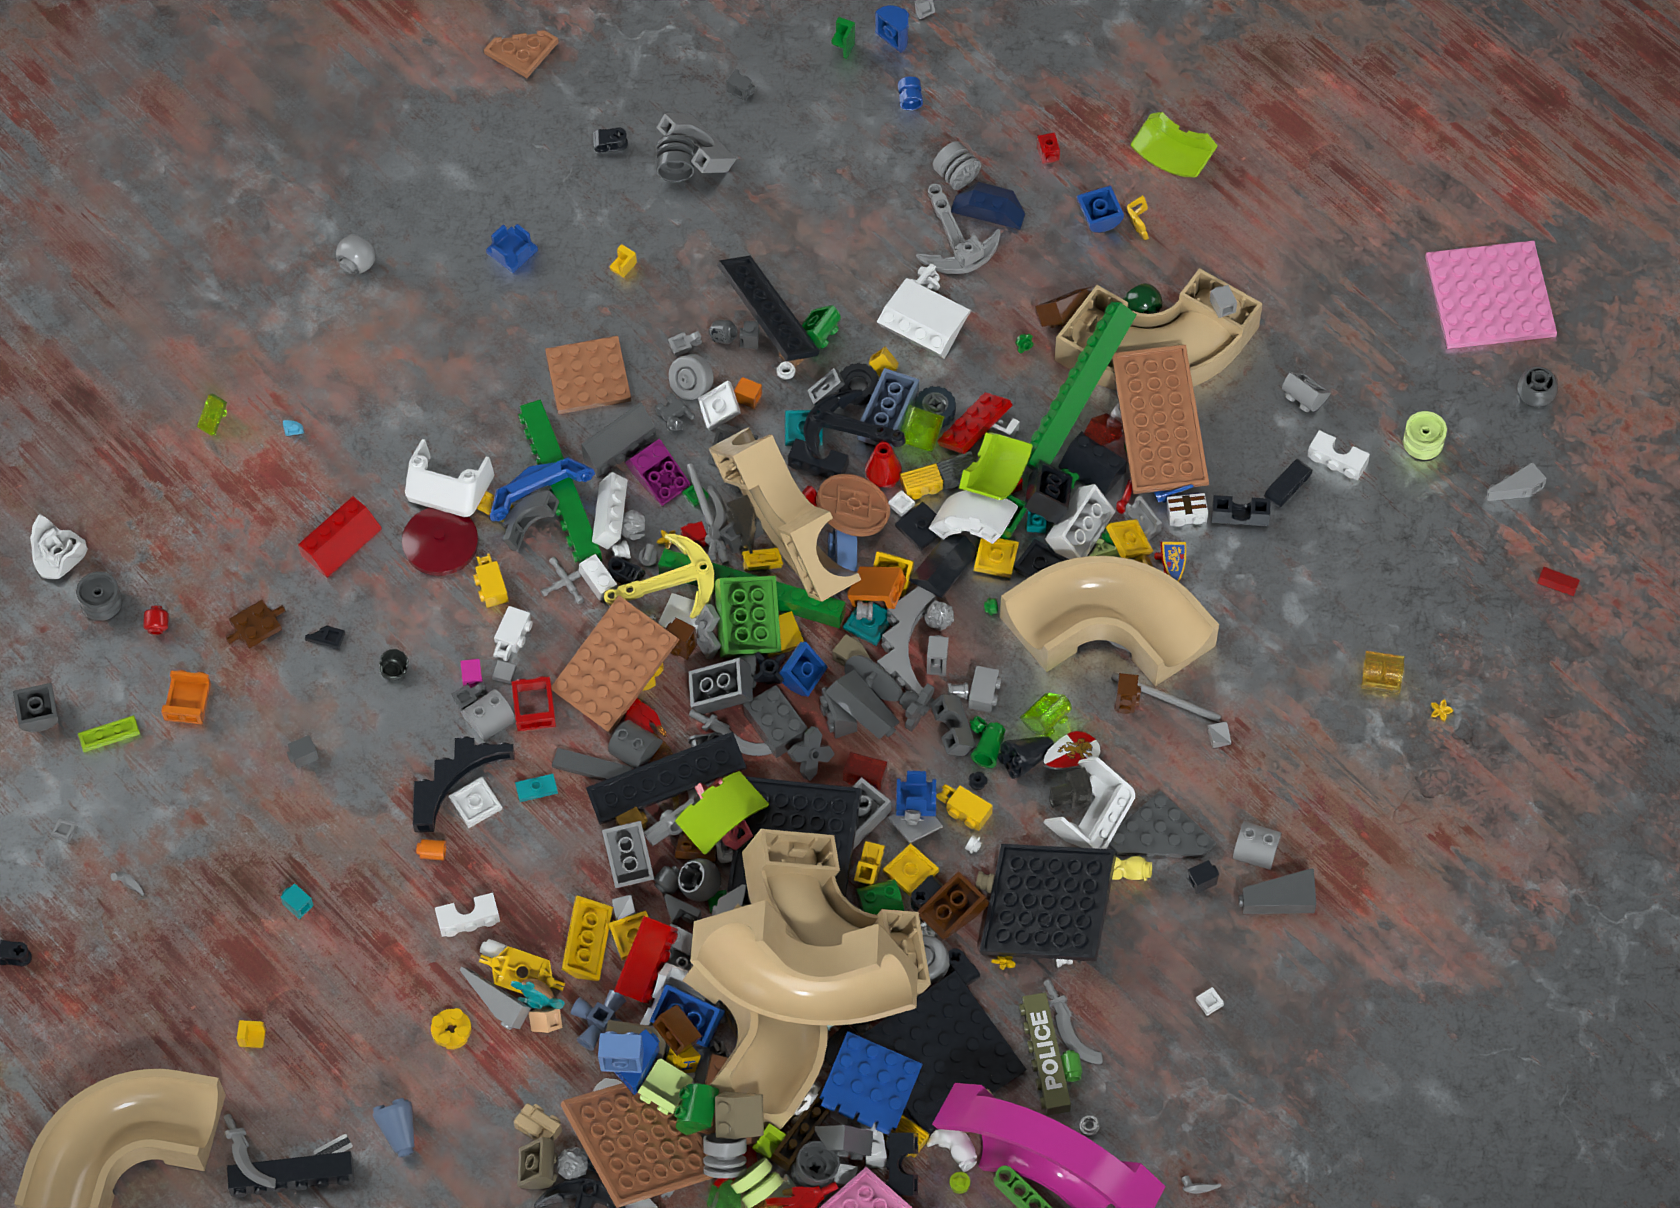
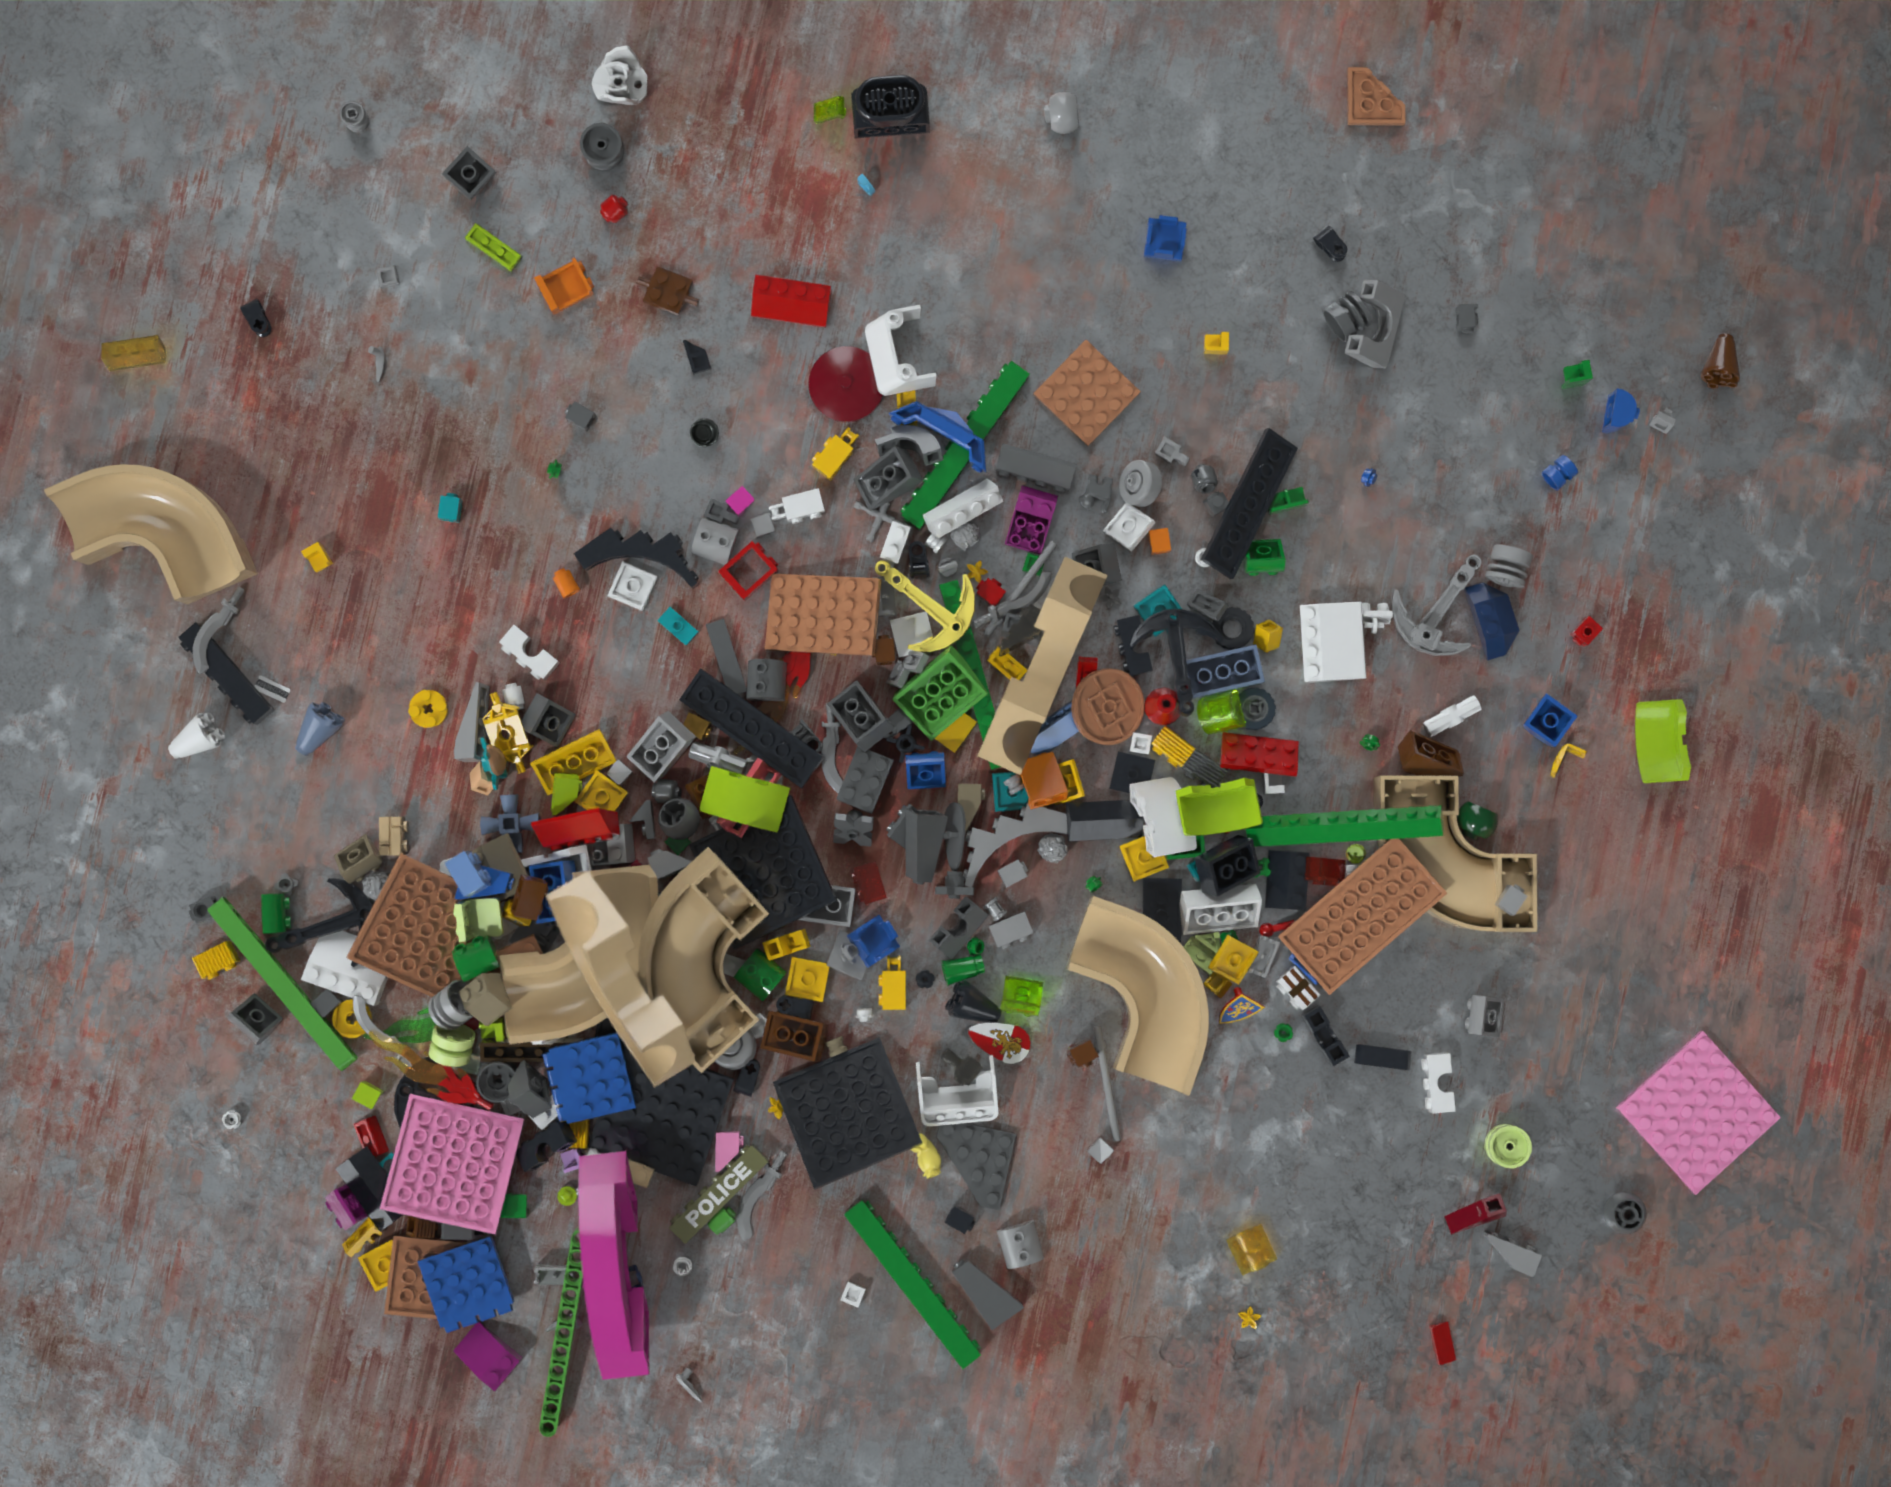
camera: 50 degrees right, 25 degrees up
(248, 367) = (903, 117): none -> black brick
(330, 799) = (554, 469): none -> green plate
(535, 935) = (547, 720): none -> dark grey slope
(541, 553) = (888, 478): none -> dark grey slope
(606, 960) = (564, 791): none -> lime slope
(787, 285) = (1288, 500): none -> green panel
(812, 221) = (1369, 477): none -> blue plate
(931, 1155) = (571, 1159): none -> lavender panel
(1010, 1022) = (727, 1147): none -> bright pink slope
(1046, 275) = (1452, 716): none -> white piece
(1106, 405) = (1355, 853): none -> lime tile
(1216, 538) = (1288, 1032): none -> green plate
(1232, 947) = (912, 1283): none -> green brick
(1466, 489) = (1476, 1214): none -> dark red slope

